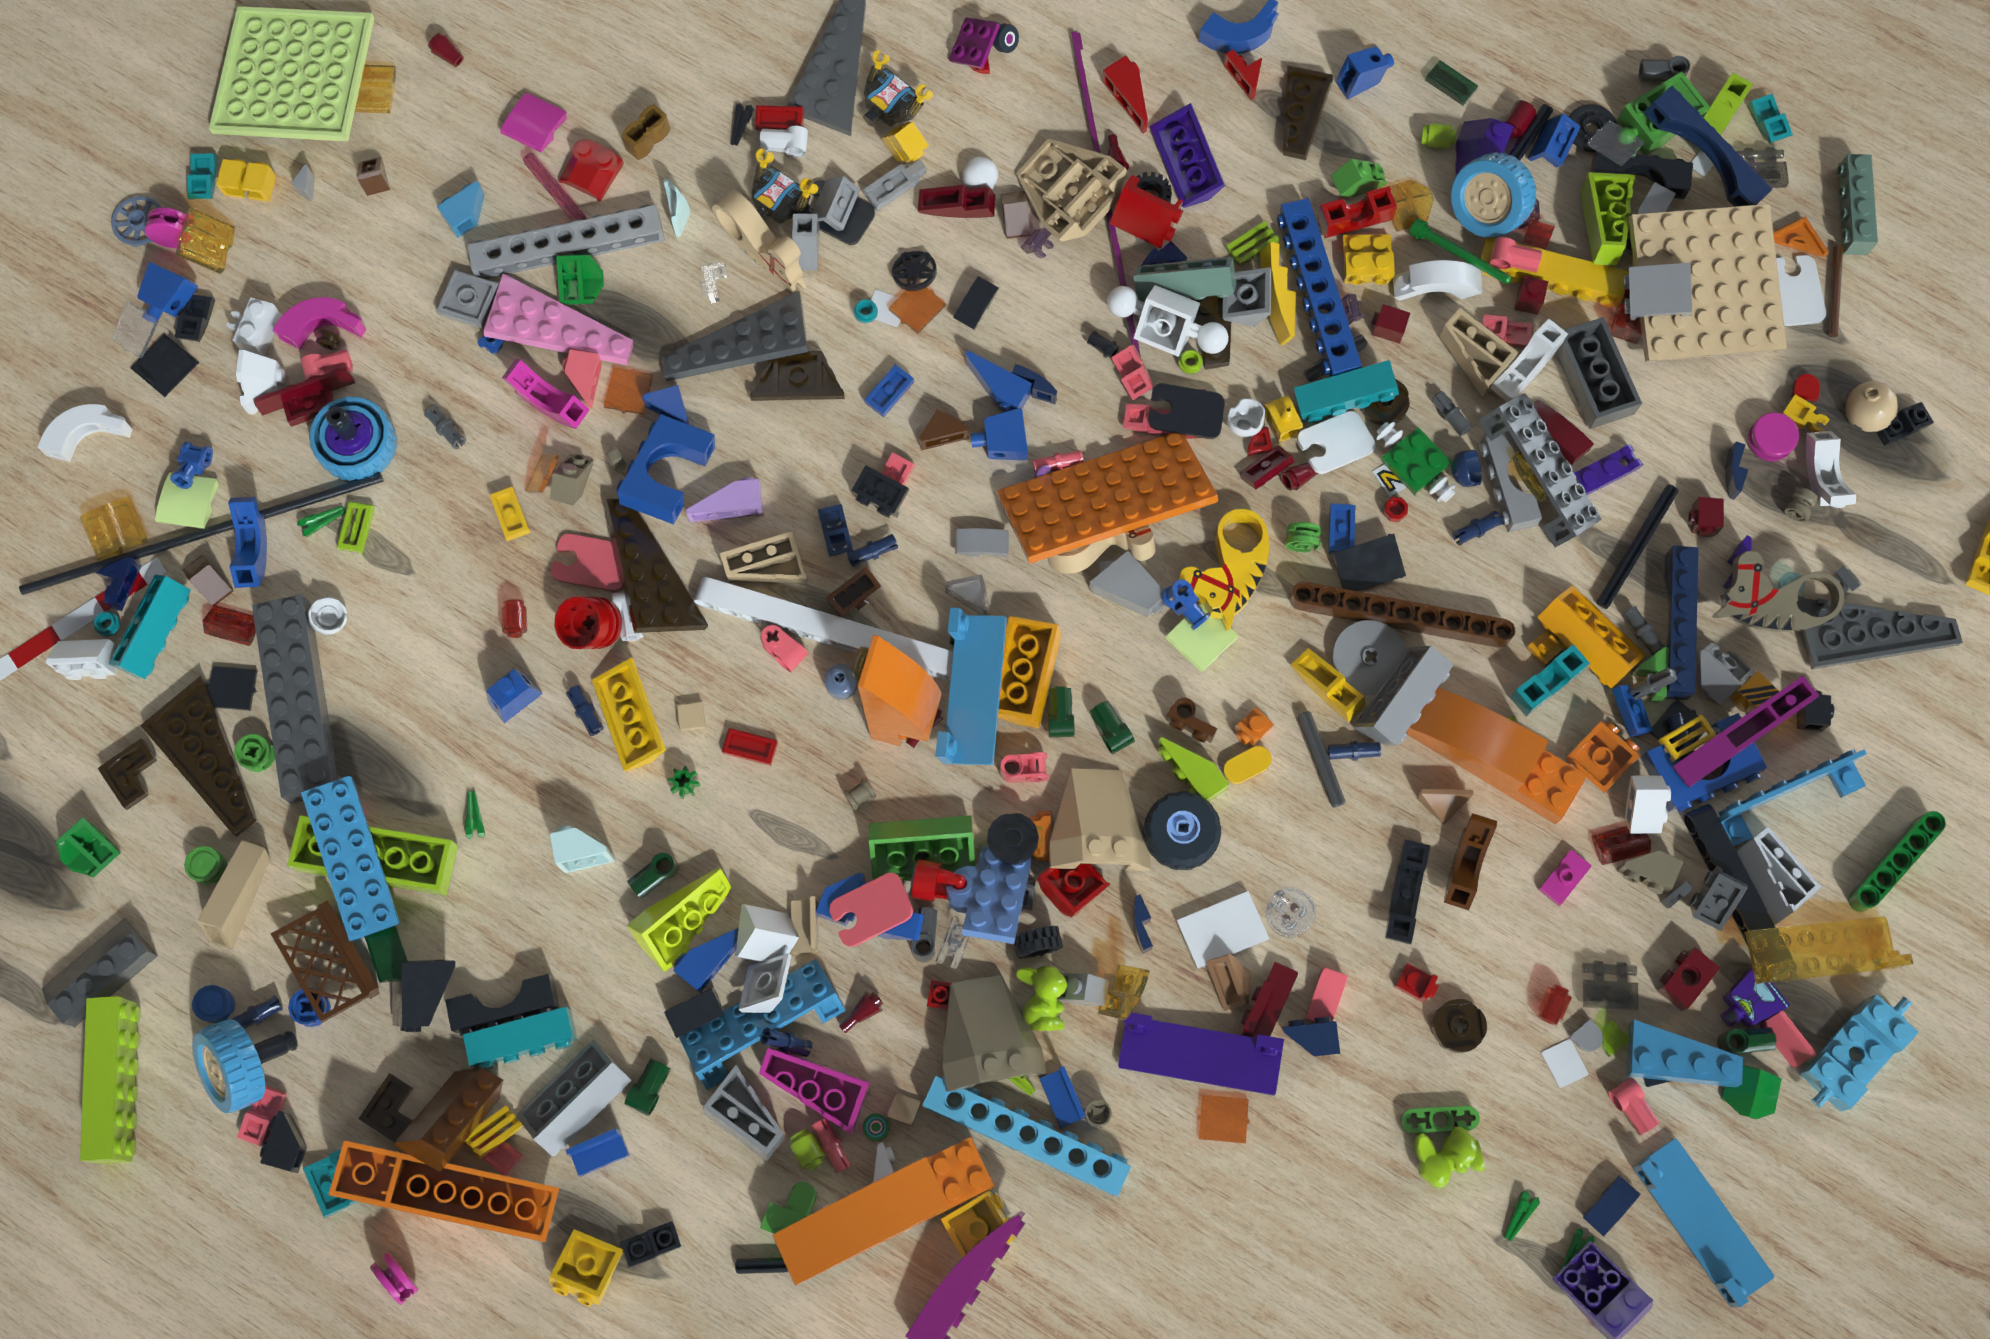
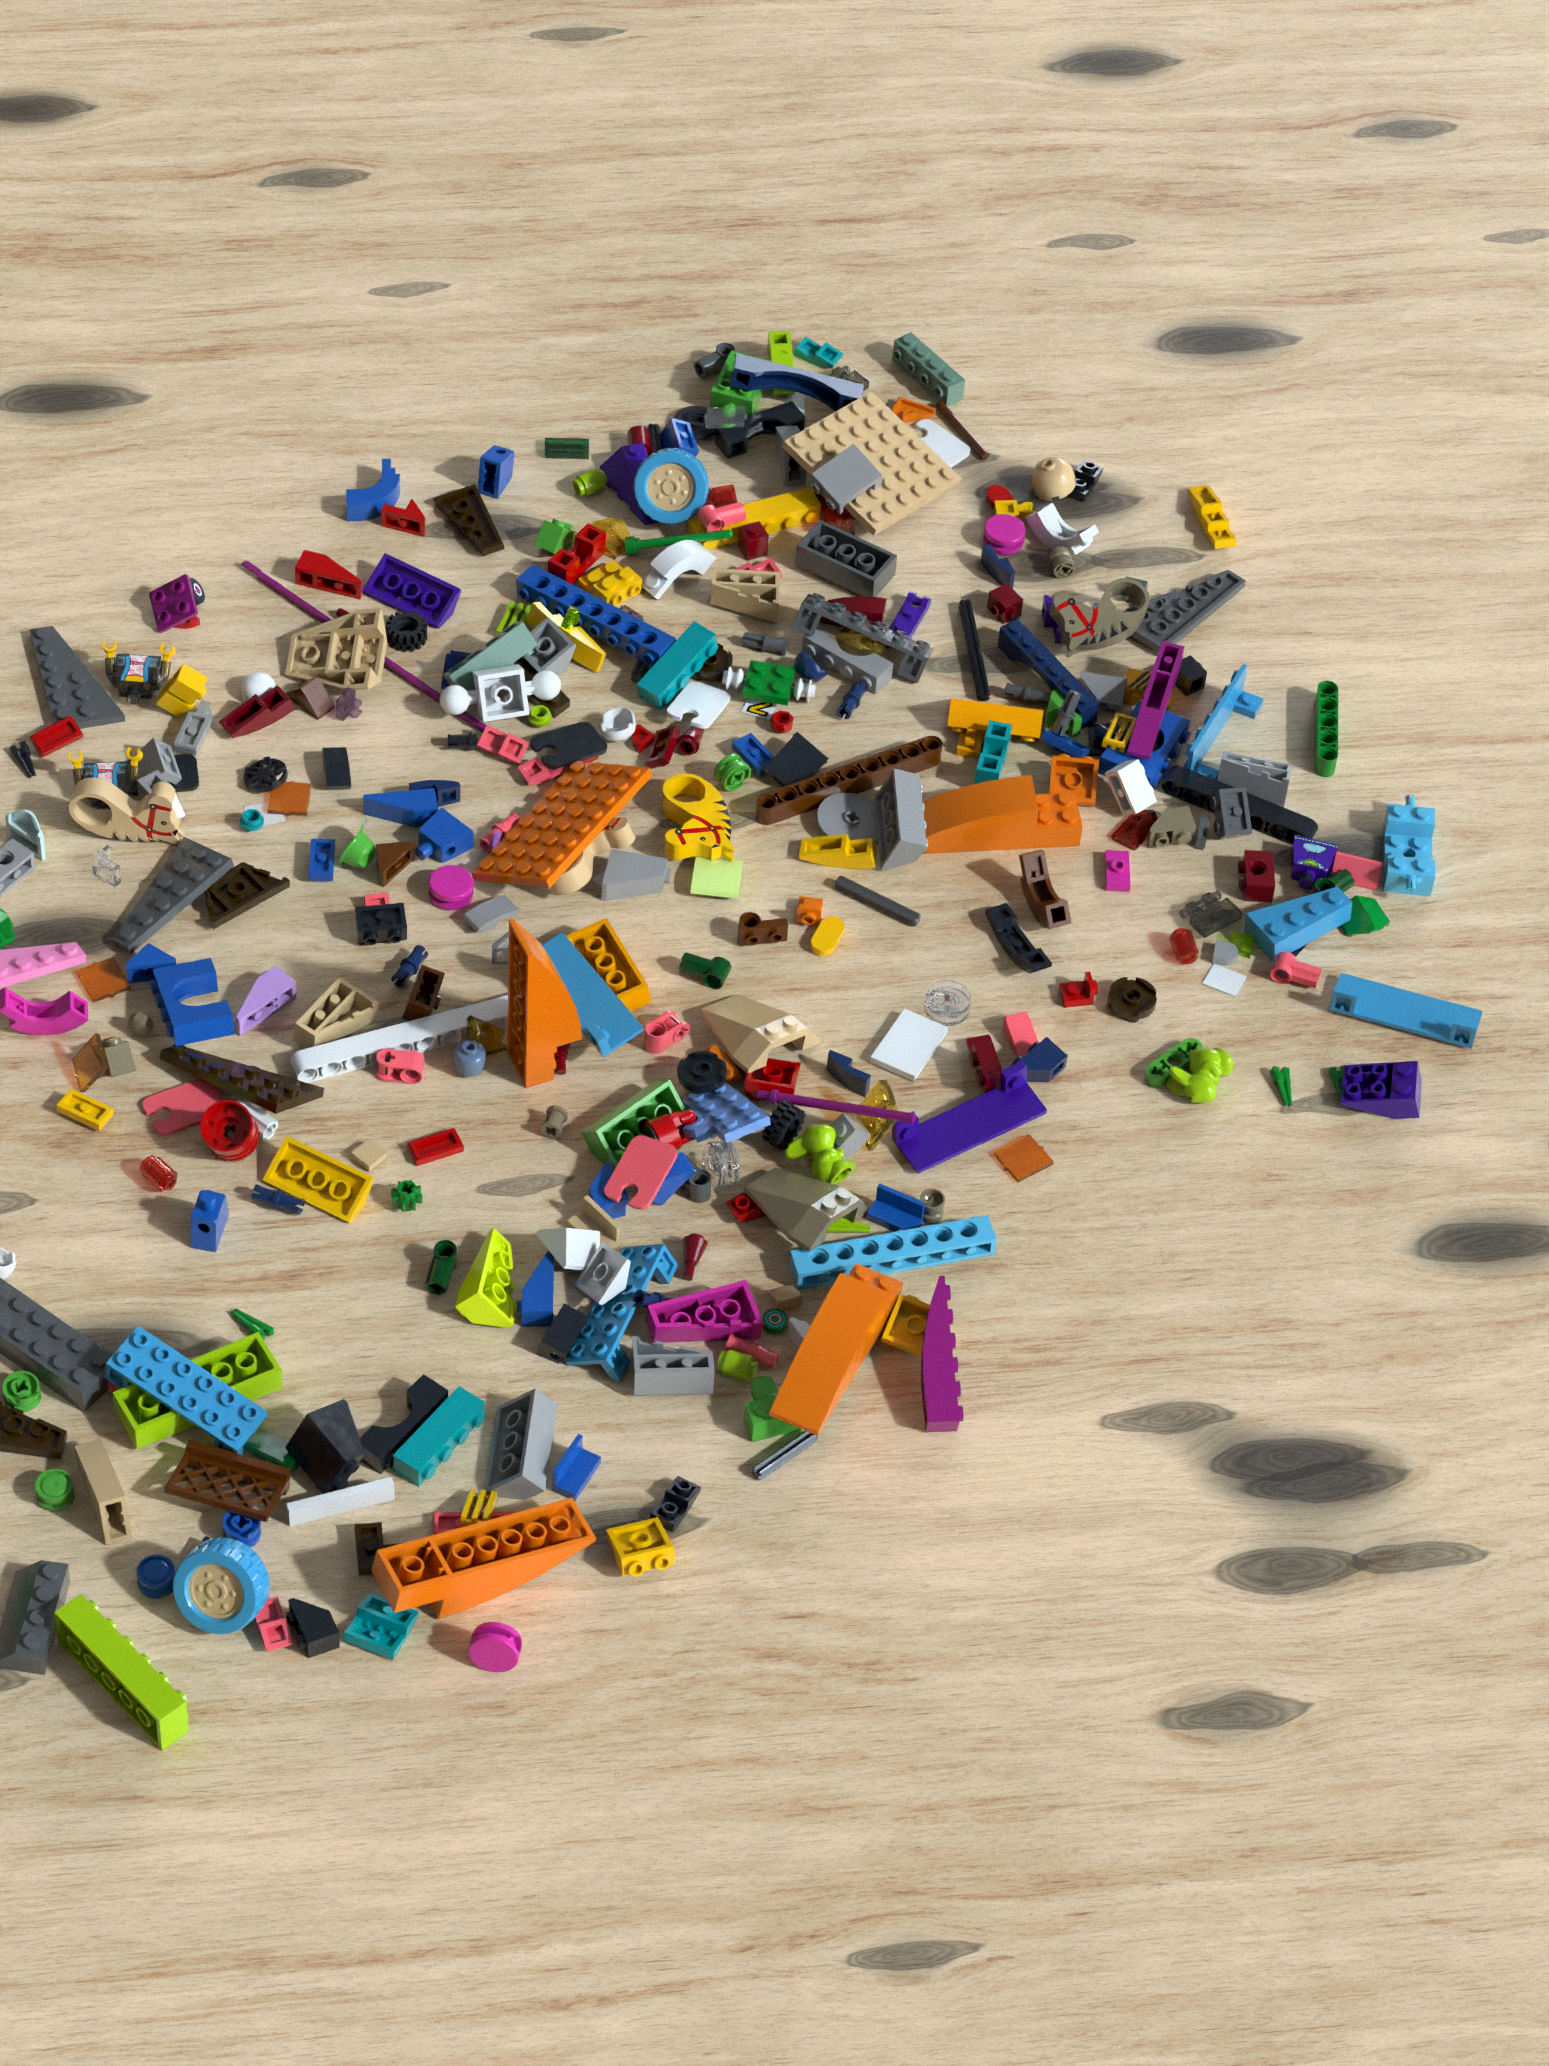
camera: 45 degrees left, 25 degrees down
(398, 1041) = (340, 1501): none -> white tile
(450, 1116) = (439, 1501): reddish brown slope -> none
(577, 850) = (369, 1280): light aqua slope -> none
(583, 373) = (53, 981): coral slope -> none
(645, 1093) = (574, 1408): dark green piece -> none
(791, 141) = (80, 740): white piece -> none
(835, 530) = (368, 974): dark blue slope -> none
(923, 405) = (359, 851): none -> bright green piece
(970, 492) = (451, 887): none -> dark pink head
(1053, 909) = (775, 1096): none -> magenta bar
(1061, 717) = (662, 987): dark green piece -> none
(1145, 214) = (418, 636): red panel -> none
(1182, 830) = (822, 997): black wheel -> none
(1184, 602) = (687, 853): blue connector -> none
(1197, 772) = (794, 958): lime slope -> none
(1230, 981) = (945, 1069): medium nougat slope -> none
(1283, 418) = (647, 710): yellow piece -> none
(1288, 281) = (571, 618): none -> clear neon green tile
(1354, 750) = (897, 880): dark blue pin -> none
(1390, 323) = (667, 612): dark red brick -> none
(1444, 802) = (988, 873): medium nougat slope -> none
(1530, 361) = (792, 573): white arch -> none
(1606, 214) = (762, 461): lime wedge -> none
(1611, 1205) = (1337, 1038): dark blue slope -> none
(1823, 950) = (1331, 801): clear yellow bracket -> none

